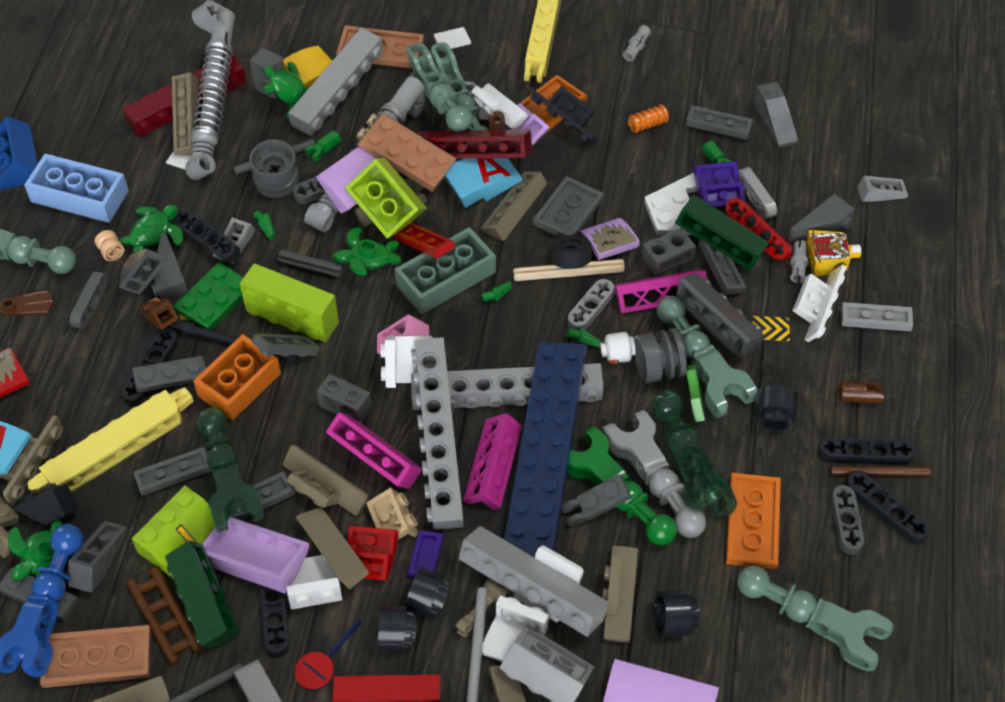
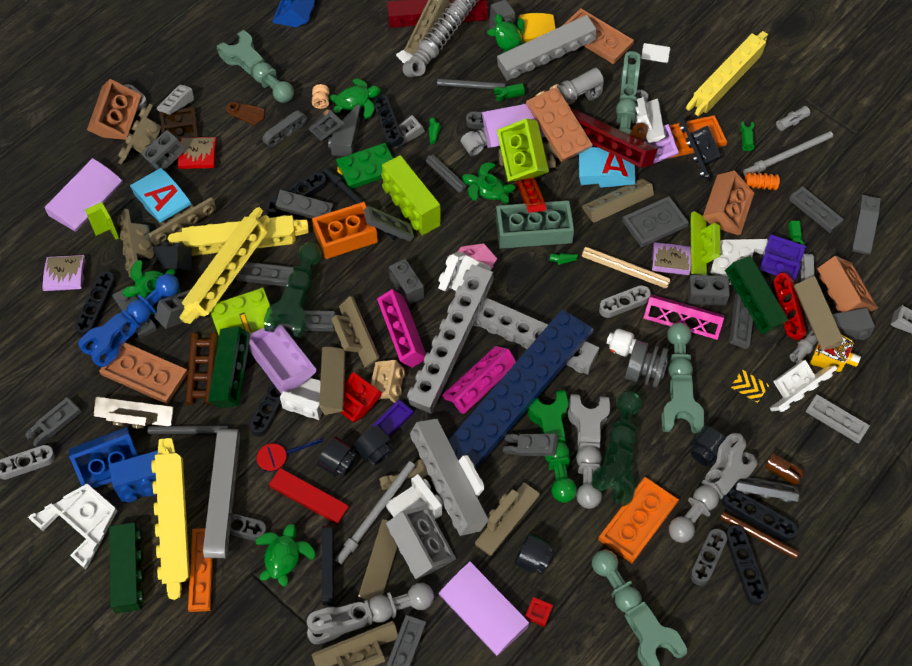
camera: 30 degrees right, 5 degrees up
(76, 188) = (323, 45): light blue brick -> none
(125, 484) = (225, 266): none -> light yellow hinge
(157, 311) = (322, 160): reddish brown leg -> none
(274, 168) = (462, 92): dark grey wheel -> none
(436, 90) = (612, 90): sand green piece -> none
(571, 251) = (634, 254): black tyre -> none
(583, 336) = (603, 321): green bar -> none
(603, 81) = (747, 137): none -> green bar
(630, 155) = (729, 202): none -> nougat slope
(634, 205) = (704, 243): none -> lime bracket
(637, 103) = (761, 165): none -> light grey bar
(695, 393) = (655, 408): bright green tile -> none
(719, 316) = (711, 356): dark grey slope -> none
(719, 671) = (538, 612): none -> red plate
(795, 220) = (818, 314): none -> dark tan slope
(797, 184) = (845, 285): none -> nougat slope
(810, 434) = (717, 483): none -> light grey piece
(857, 420) = (768, 489): none -> dark grey plate

